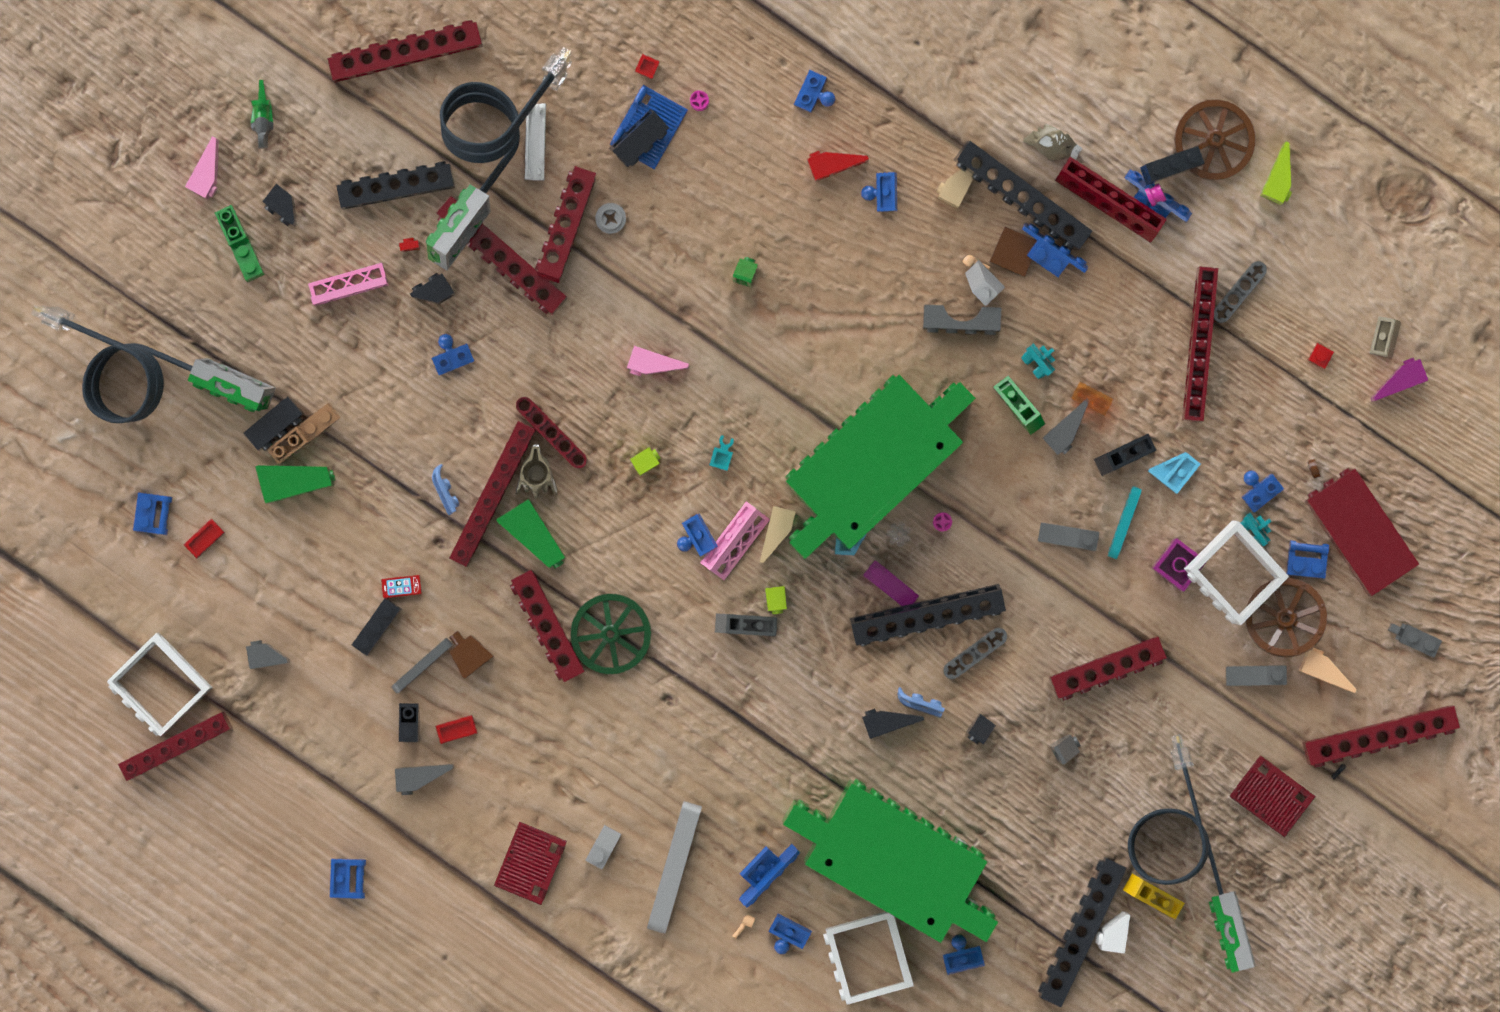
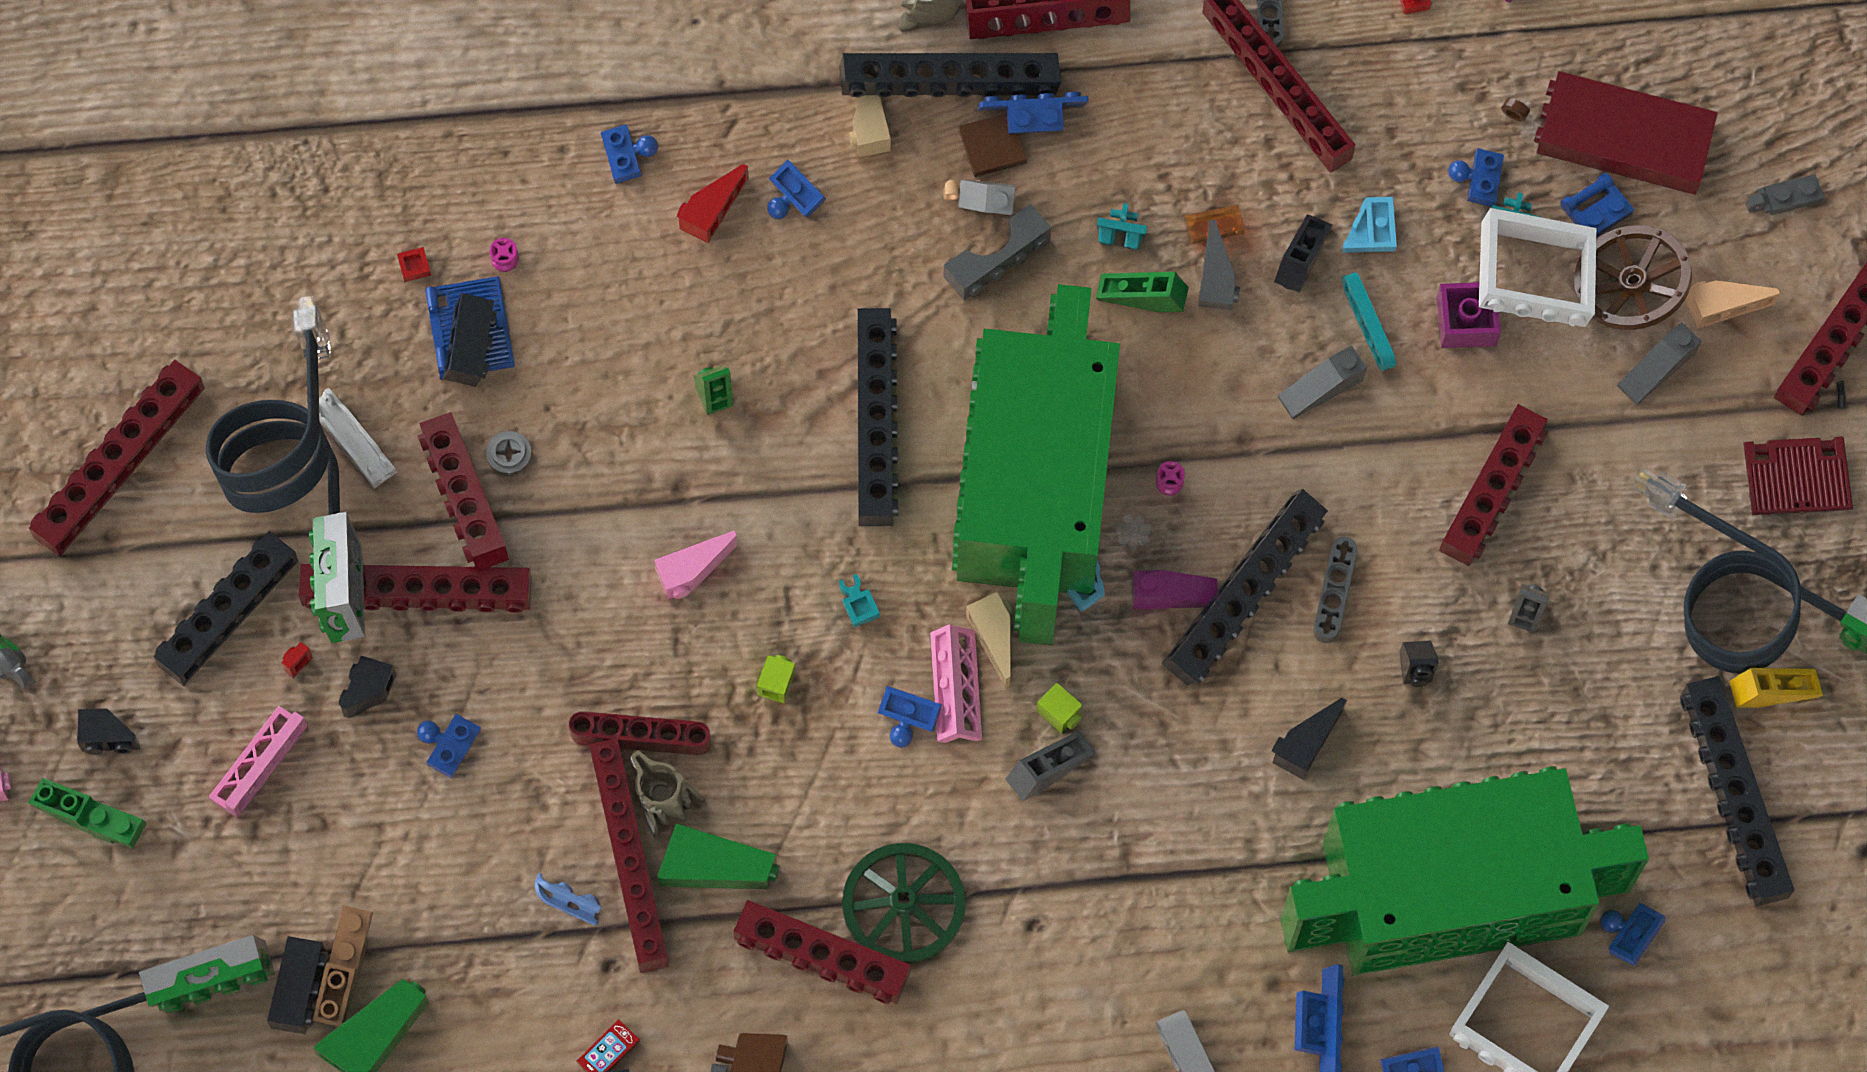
camera: 45 degrees left, 20 degrees down
(857, 303) = (871, 510): none -> black brick
(916, 701) = (1318, 691): medium blue piece -> none
(1114, 934) = (1775, 758): white slope -> none

